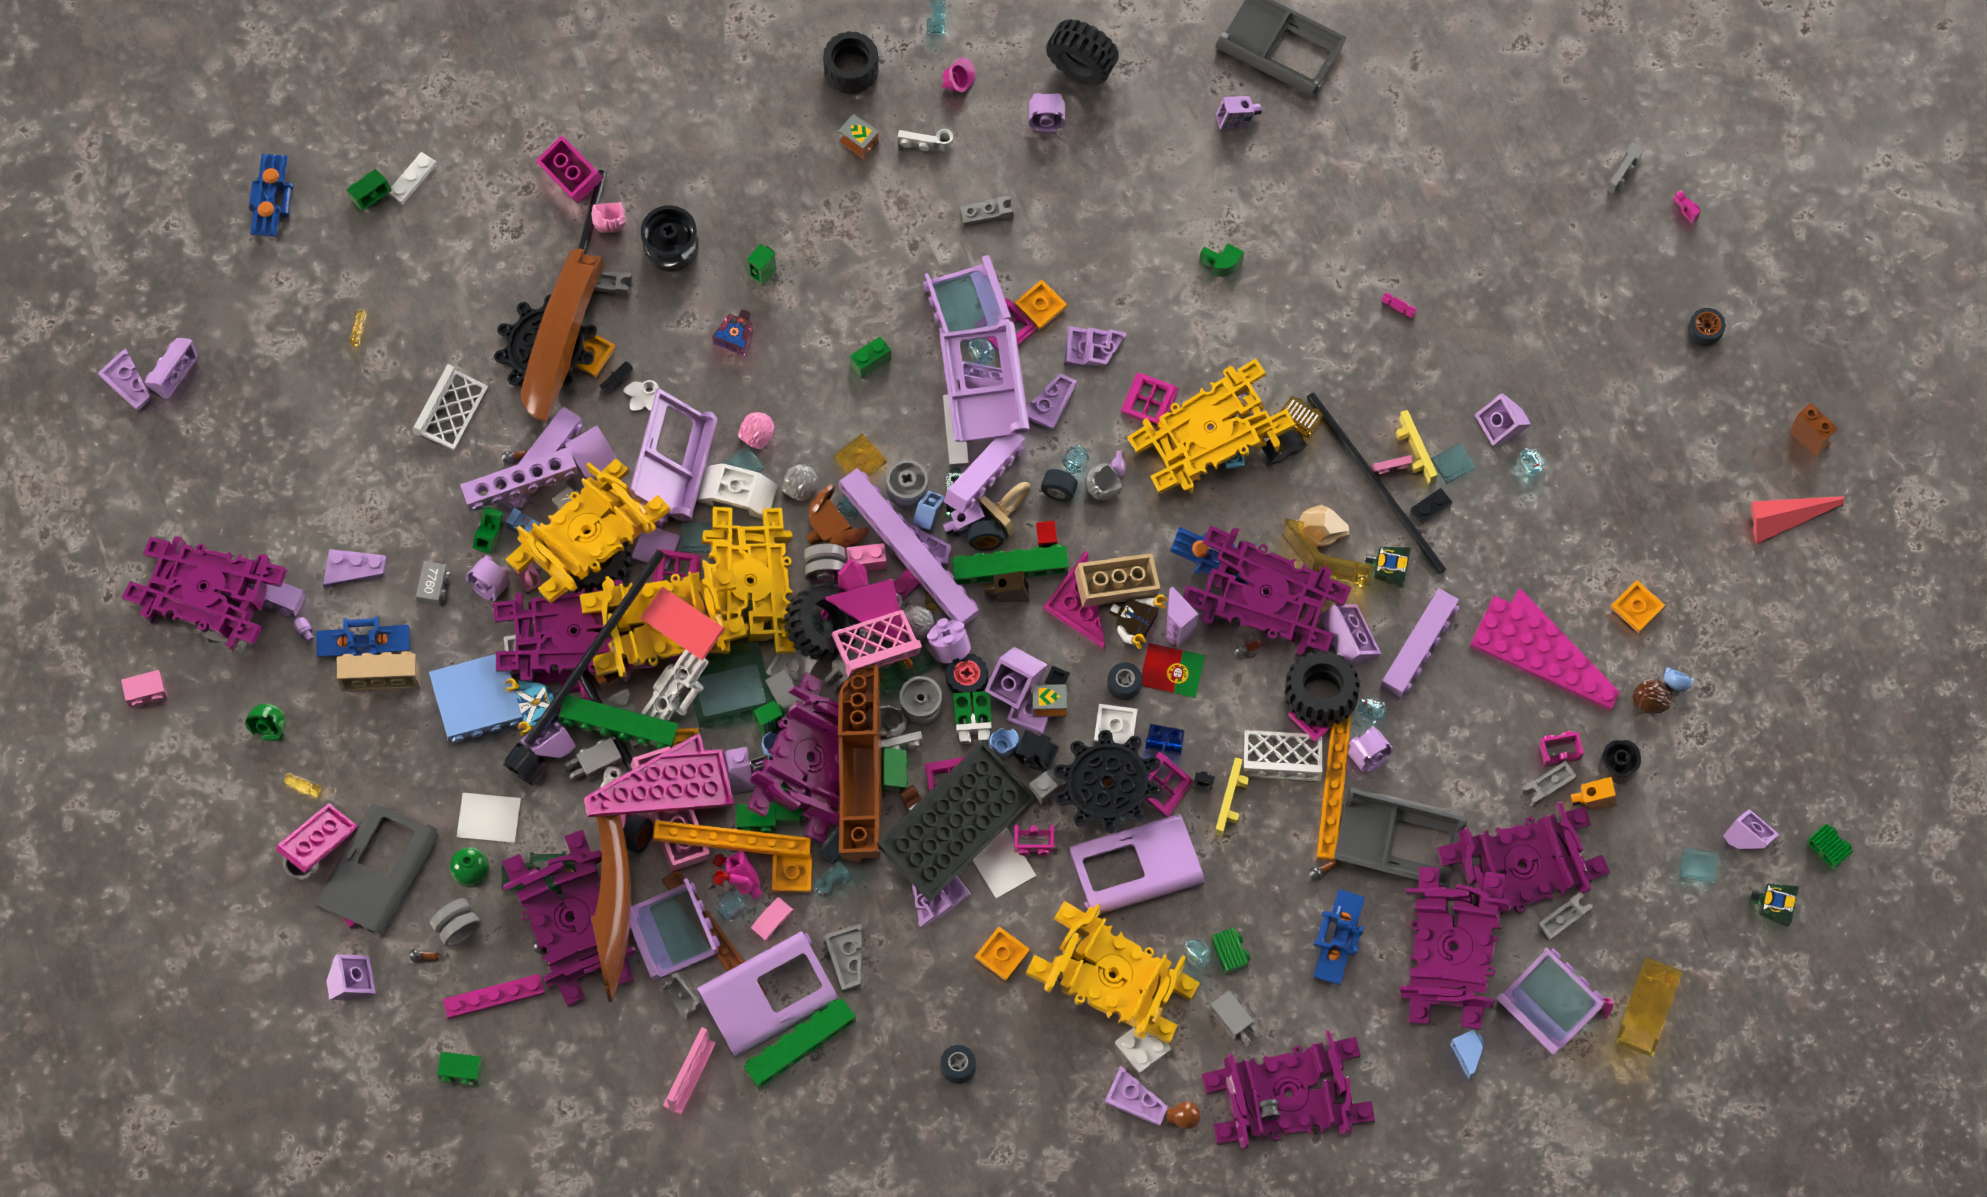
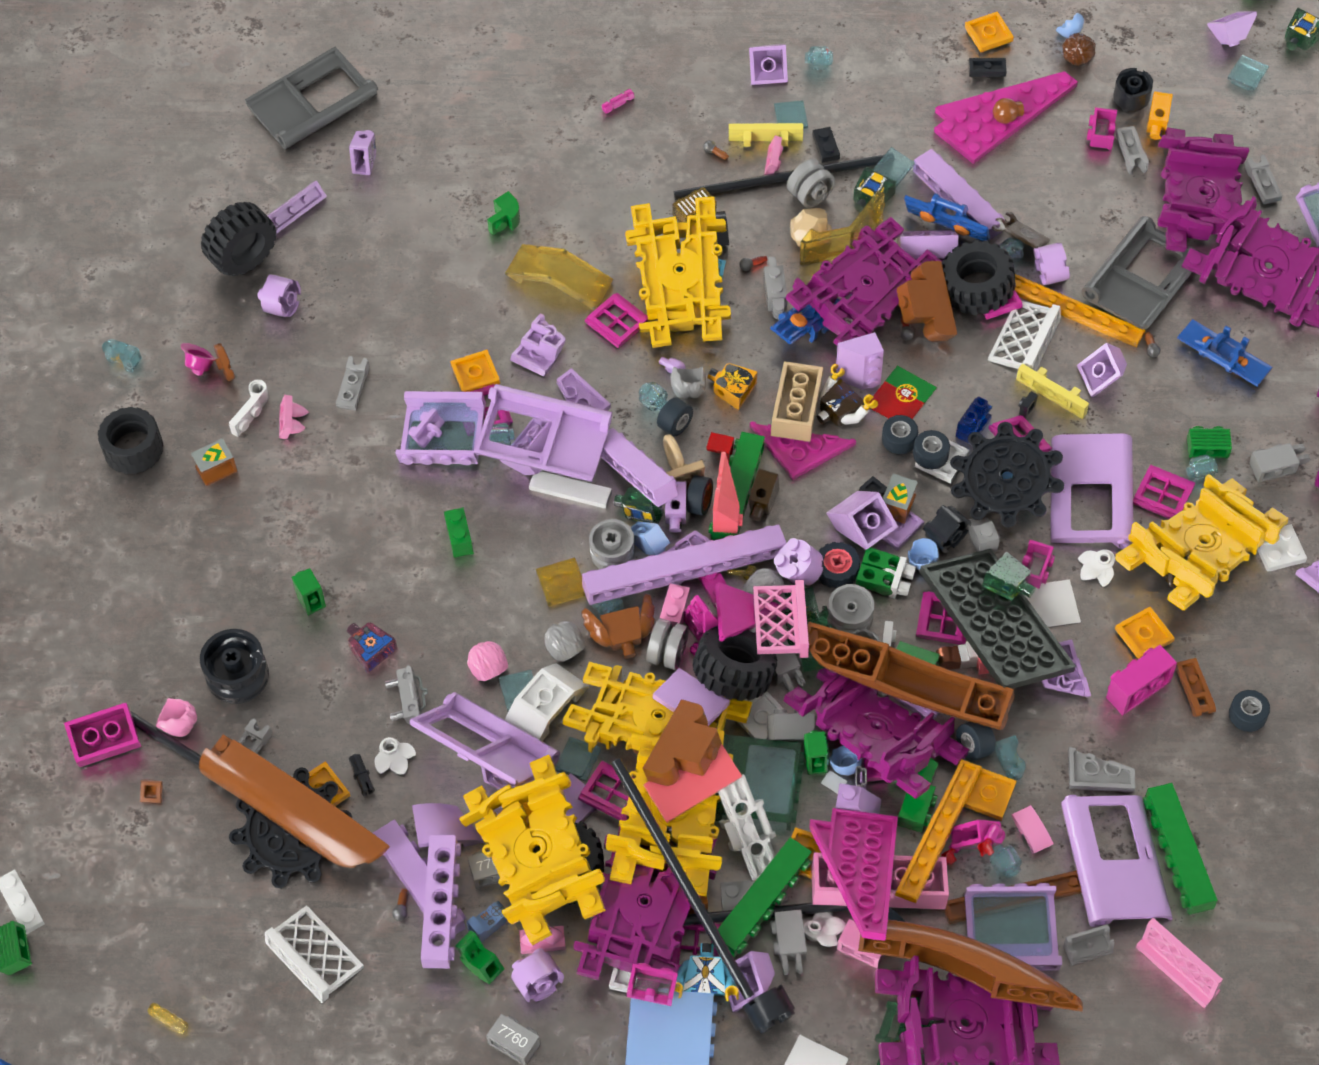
camera: 65 degrees left, 10 degrees down
(500, 661) = (652, 984): none -> dark pink window
(541, 227) = (151, 791): none -> dark orange slope
(702, 383) = (409, 694): none -> light grey piece
(704, 601) = (684, 745): none -> dark orange brick
(756, 747) = (832, 781): none -> white sticker
(772, 599) = (686, 687): none -> lavender tile
(938, 174) = (288, 410): none -> bright pink tile
(947, 961) = (1141, 679): none -> dark pink brick
(958, 98) = (223, 362): none -> dark orange plate
(961, 289) = (428, 428): none -> lavender hips
(965, 1012) = (1195, 687): none -> dark orange plate
(974, 557) = (726, 504): none -> coral wedge
(1000, 817) = (1008, 578): none -> clear green torso
(1054, 892) = (1095, 568): none -> white plate
(1111, 704) = (931, 449): none -> black wheel
(1119, 522) = (733, 383): none -> torso
(1148, 82) = (297, 206): none -> lavender plate
(1174, 332) = (562, 271): none -> clear yellow windscreen
(1178, 930) = (1169, 478): none -> dark pink piece
(1242, 516) = (775, 287): none -> light grey hinge
(1259, 486) = (747, 263): none -> piece
(1271, 652) = (928, 302): none -> dark orange brick
(1272, 834) = (1102, 368): none -> lavender slope
(1367, 506) = (811, 183): none -> light grey wheel
(1380, 404) = (710, 147): none -> piece
(1387, 629) = (936, 213): none -> blue piece
(1397, 715) = (1021, 231): none -> flag
(1425, 573) = (894, 165): none -> clear light blue piece
(1535, 652) = (1007, 110): none -> dark orange piece
(1591, 619) = (987, 67): none -> black plate

